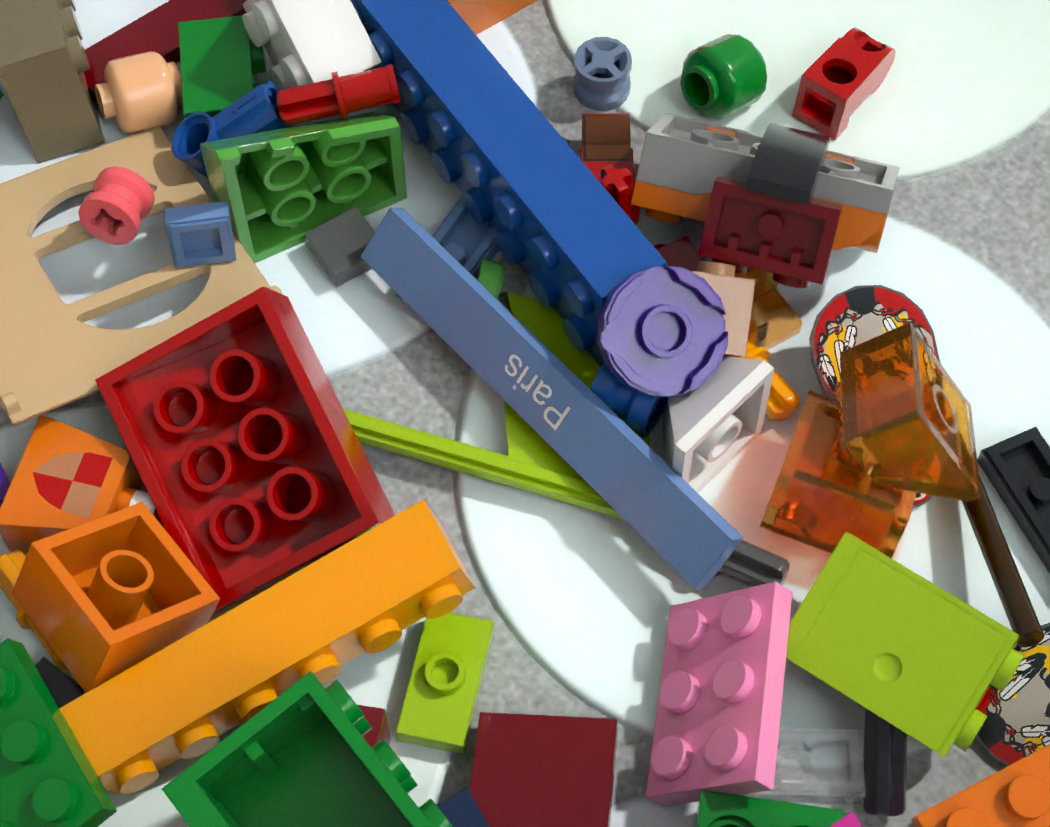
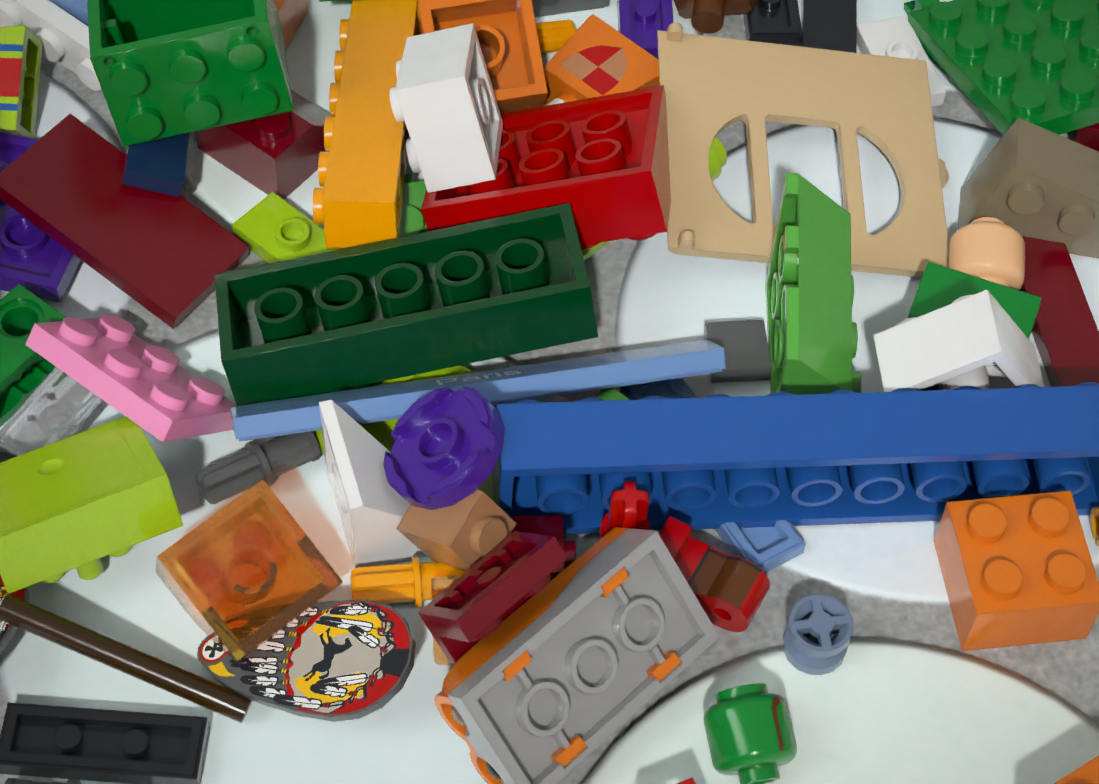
camera: 115 degrees right, 5 degrees down
(116, 205) = (843, 172): coral wheel -> none
(200, 234) = (765, 222): medium blue tile -> none
(248, 115) = (887, 286): blue piece -> none
(248, 535) = (448, 109): none -> white brick
(338, 96) = (855, 341): red axle -> none
(502, 484) = (404, 306): none -> dark green brick
(788, 163) = (549, 625): black slope -> none
(906, 417) = (241, 613): clear orange slope -> none

